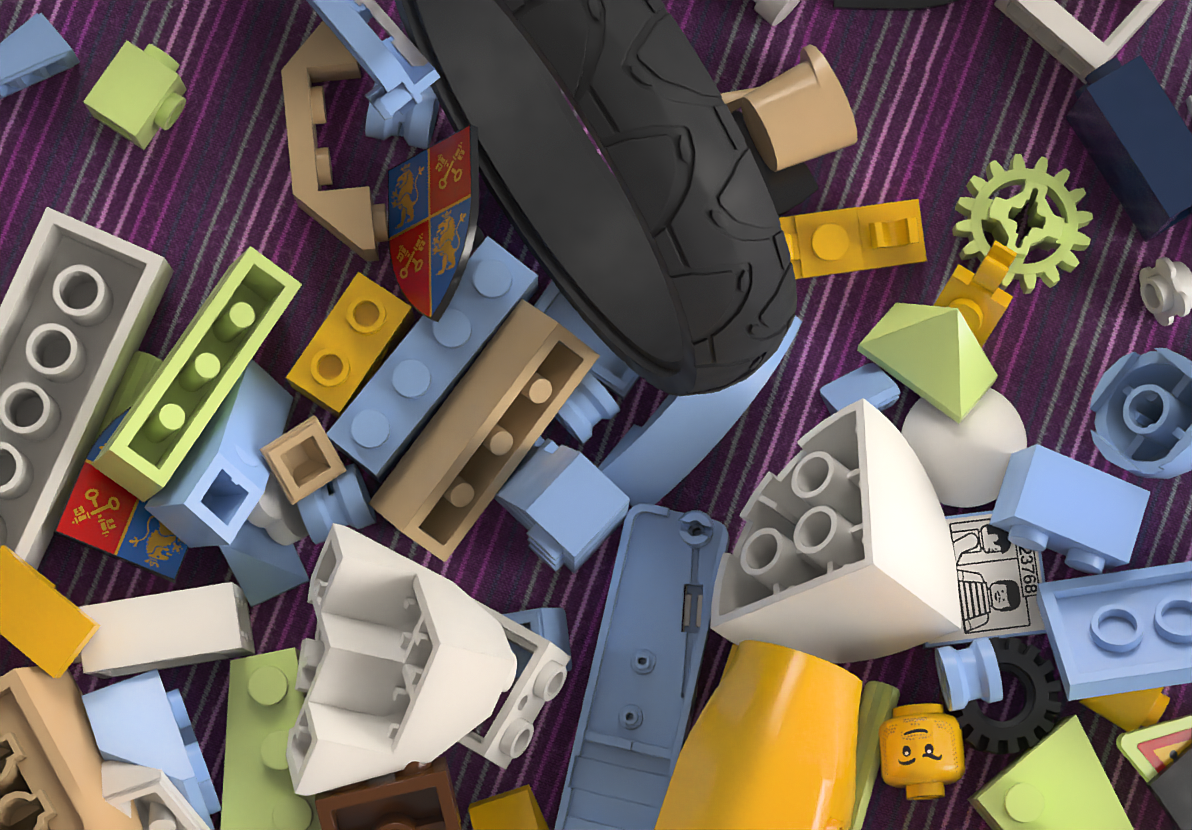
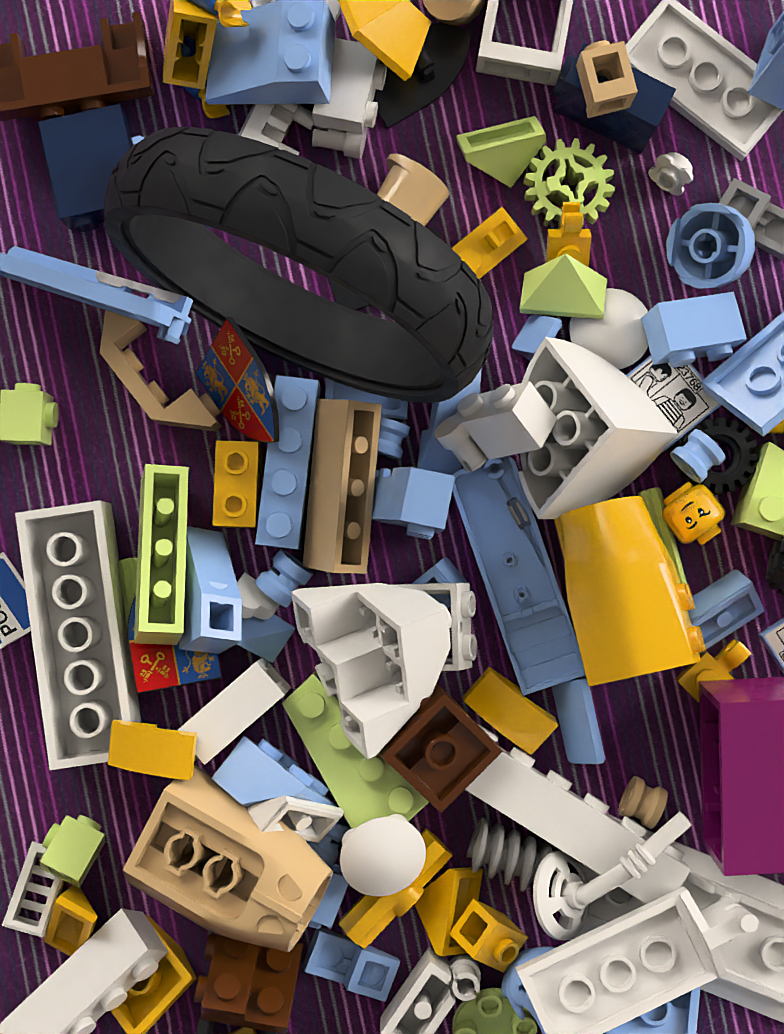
camera: 30 degrees left, 5 degrees up
(303, 460) = (251, 566): tan slope -> none
(415, 125) = (195, 338): light blue wheel -> none
(729, 472) = (496, 425): none -> white hinge
(967, 126) = (504, 148): none -> yellowish green slope
(1151, 93) = (613, 63): none -> tan brick

